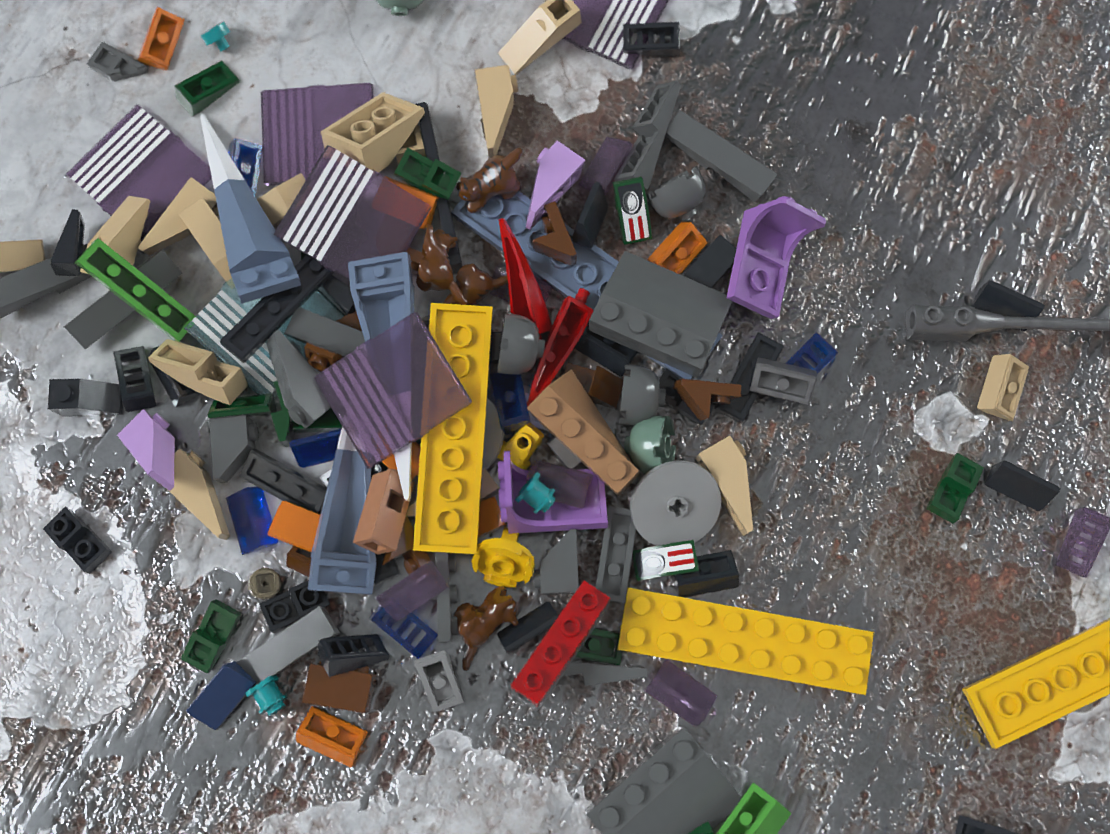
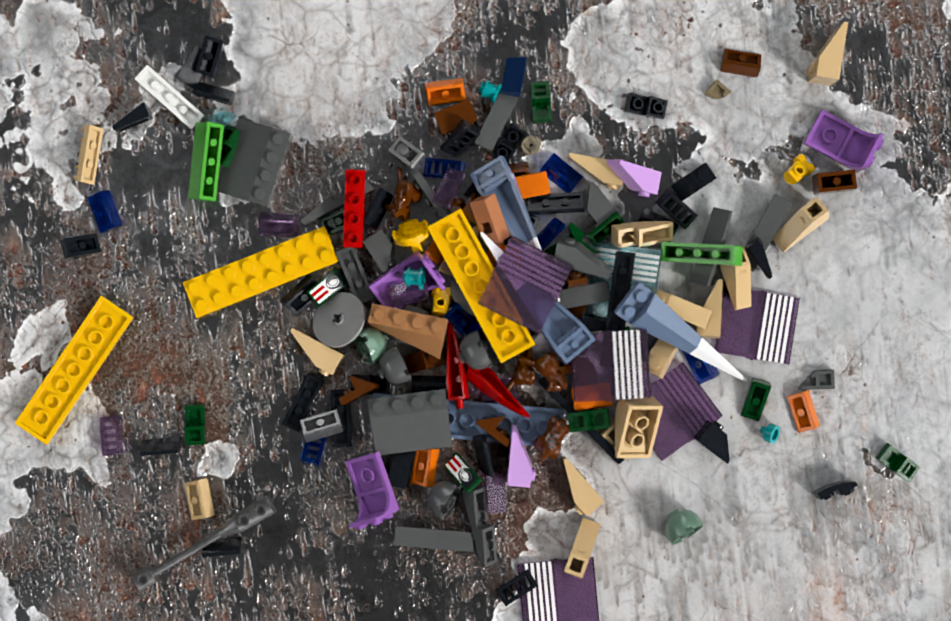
camera: 145 degrees right, 10 degrees up
(288, 65) = (714, 439): none -> black slope
(788, 429) = (303, 401): none -> black tile

